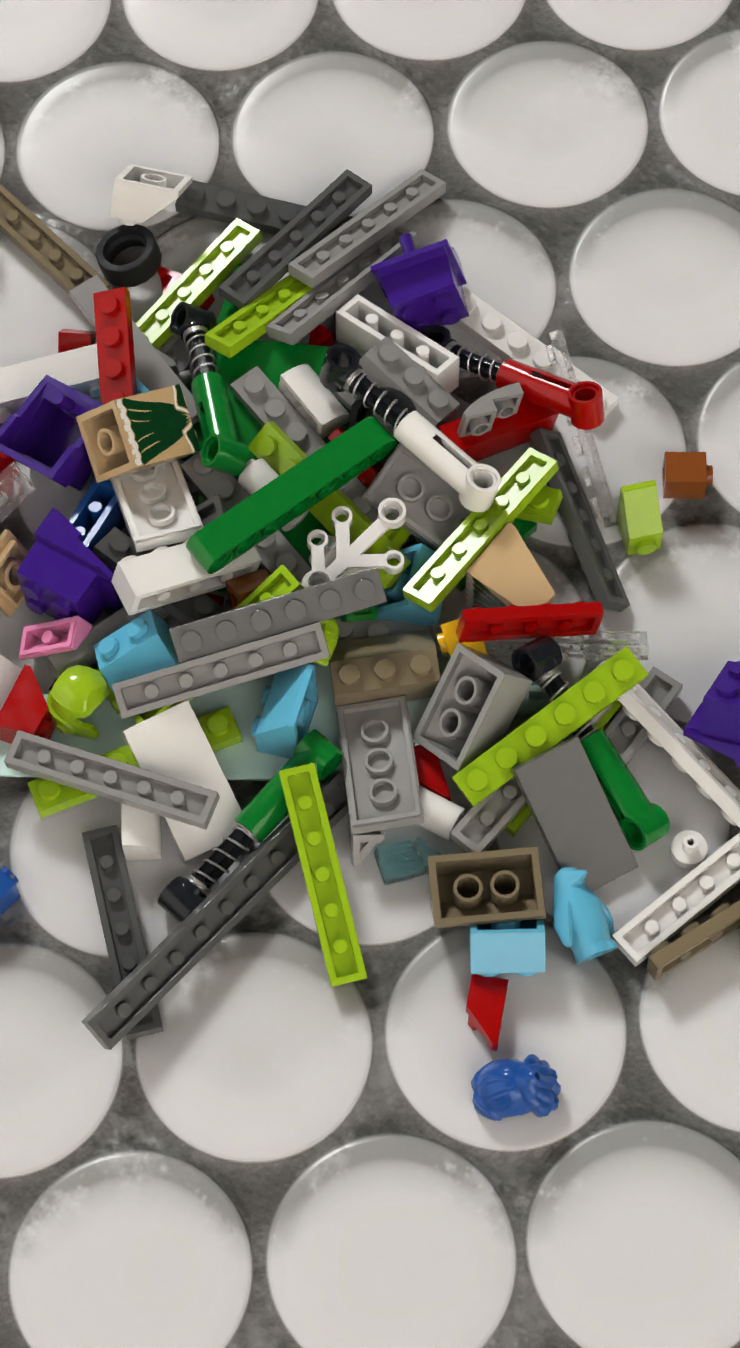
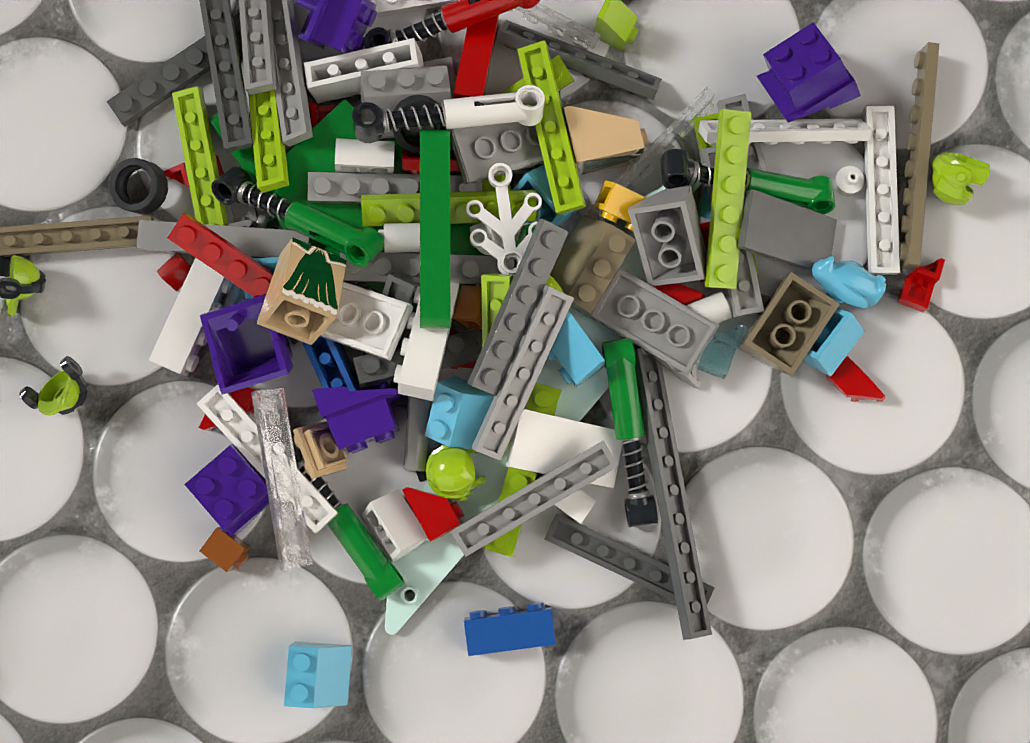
camera: 55 degrees left, 20 degrees up
(53, 637) = (395, 456): bright pink slope -> none
(143, 192) = (103, 136): white slope -> none
(322, 875) = (700, 415): lime plate -> none
(481, 414) = (472, 51): light grey slope -> none
(515, 1088) = (918, 407): blue hair -> none
(529, 621) = (654, 144): red plate -> none
(645, 998) = (919, 285): none -> red slope

